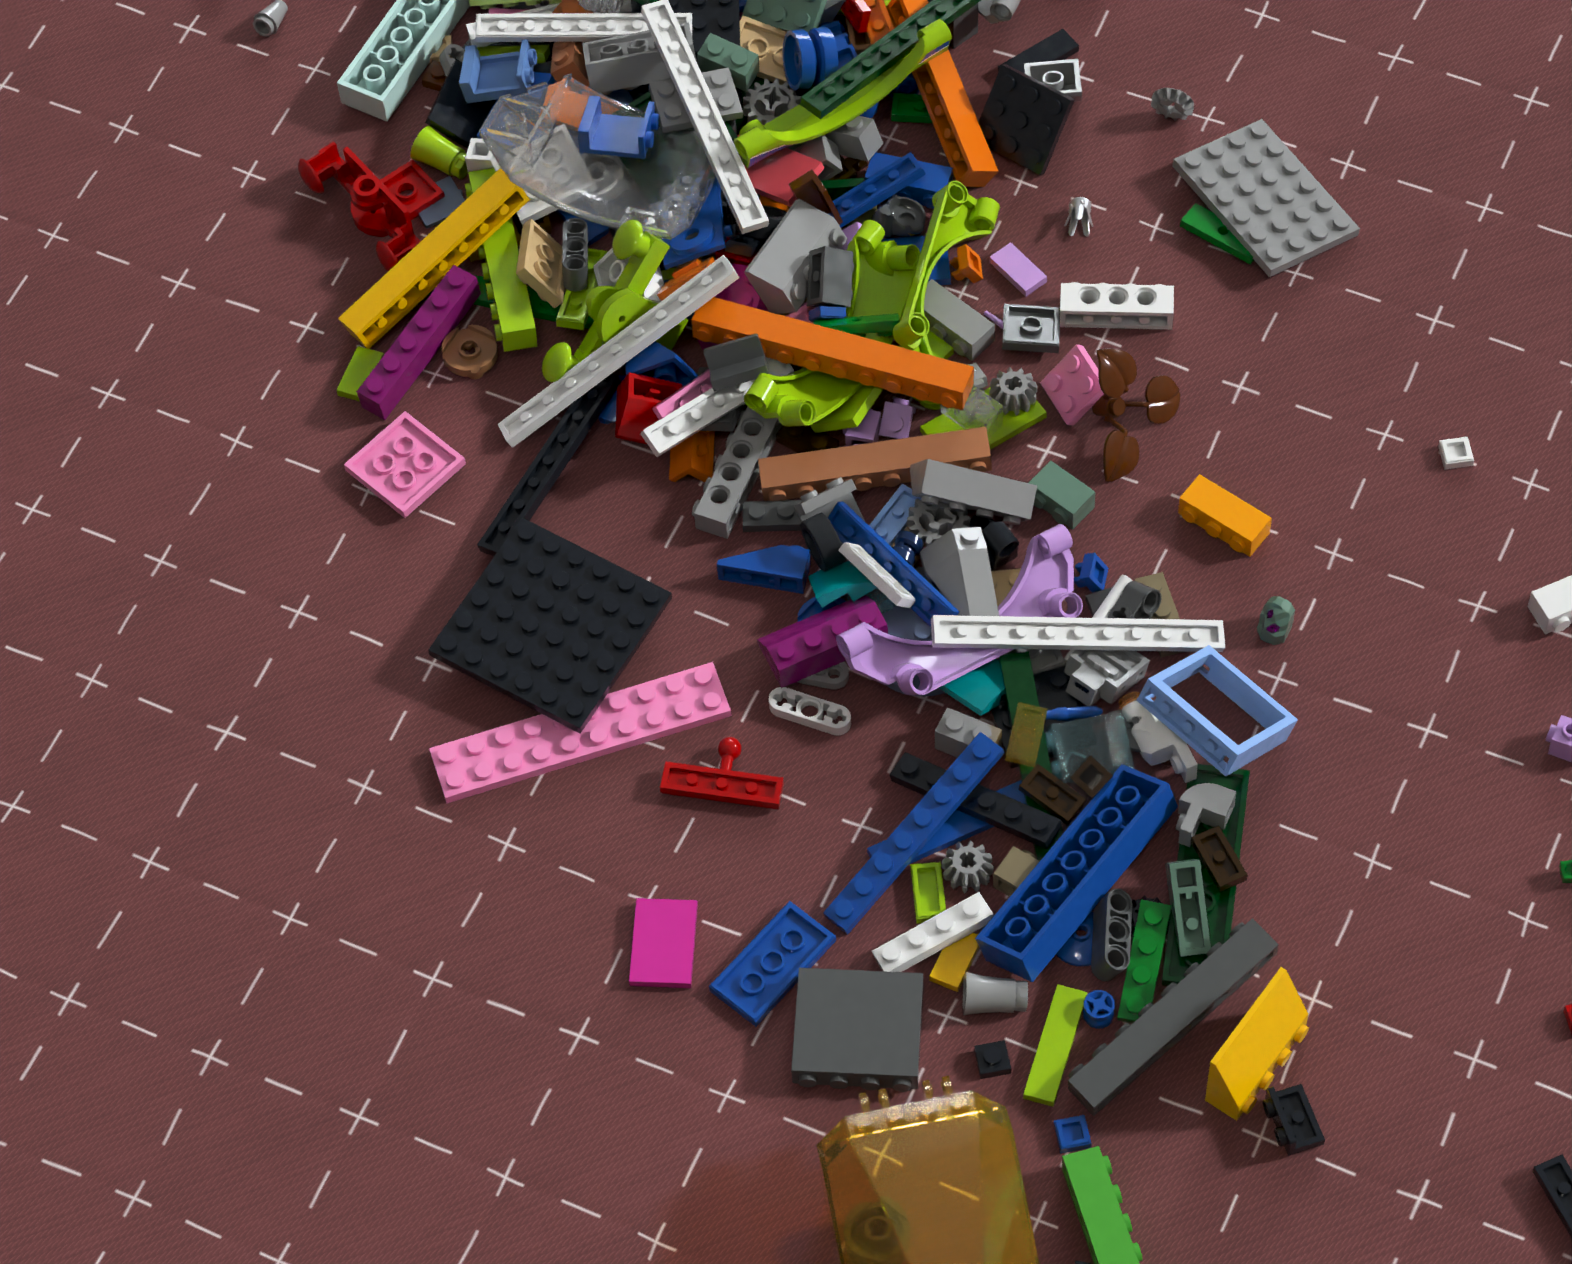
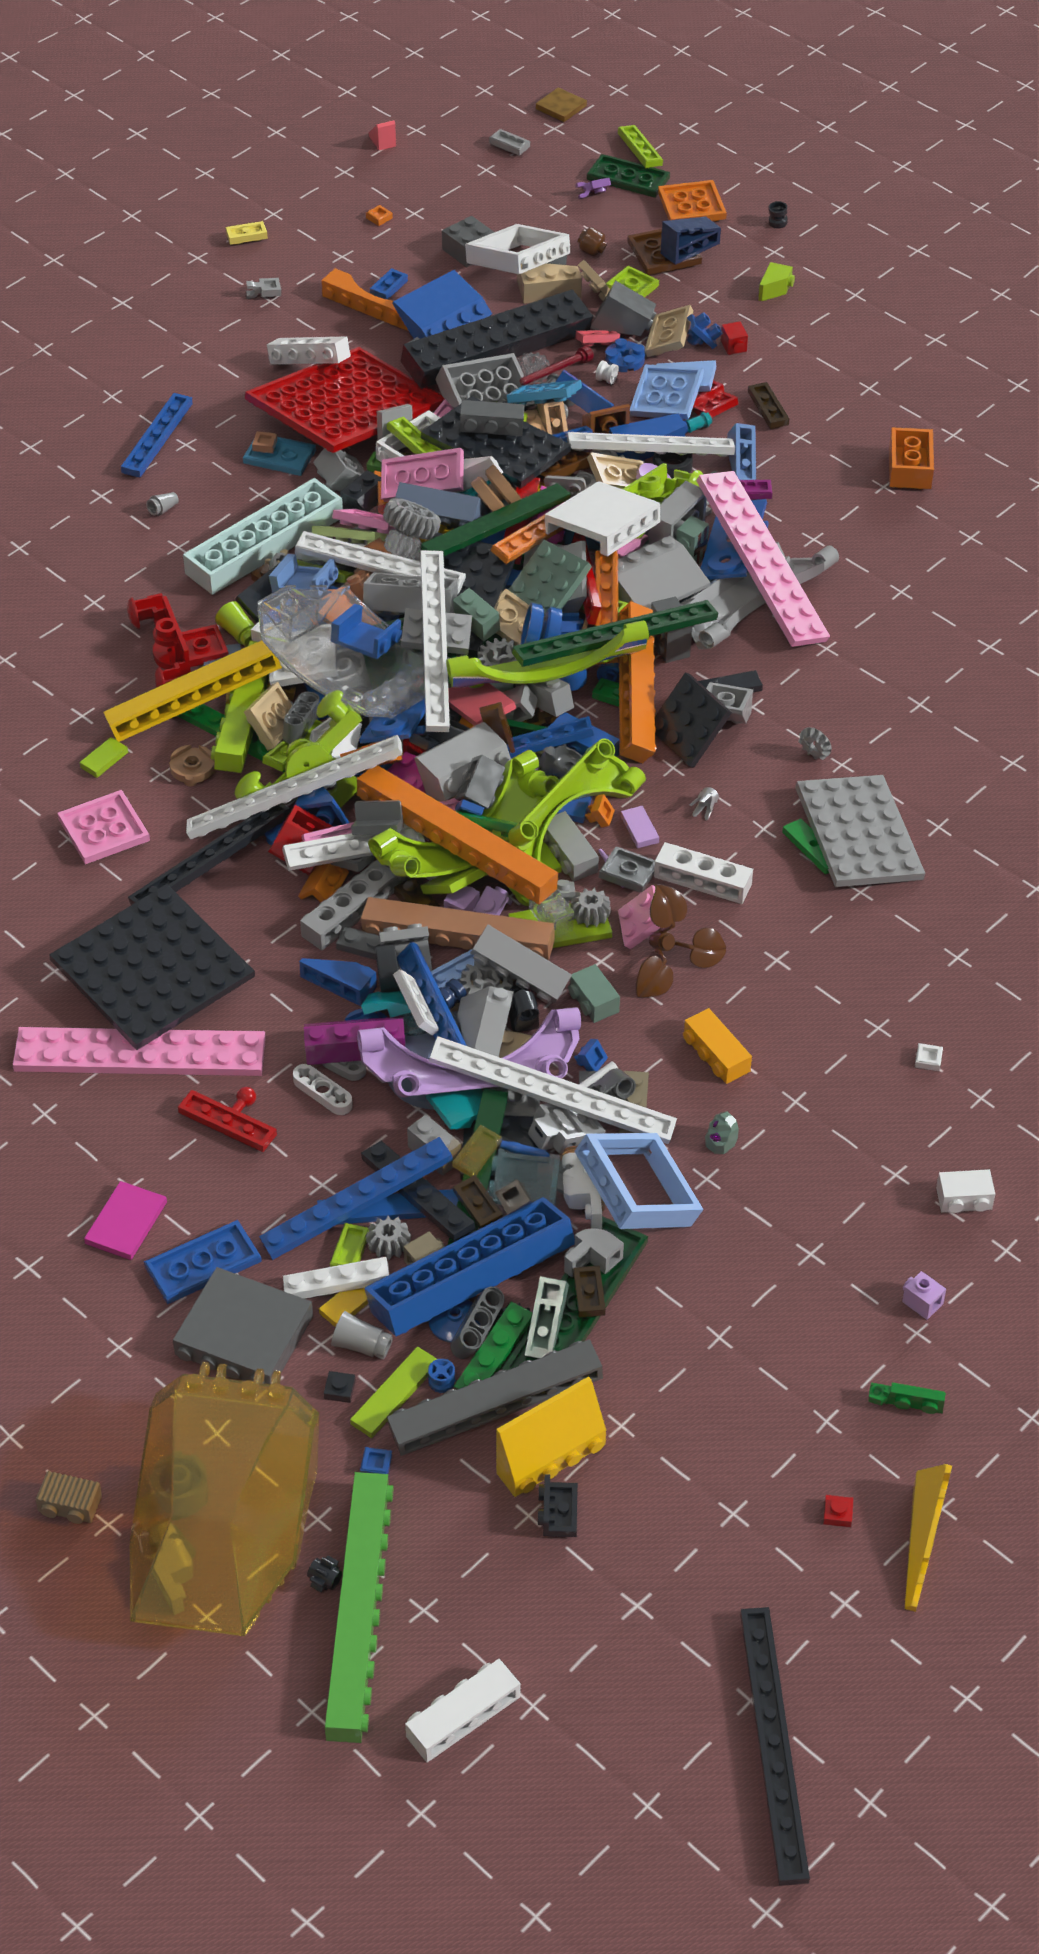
camera: 15 degrees right, 10 degrees down
(418, 342) = (154, 745): magenta brick -> none

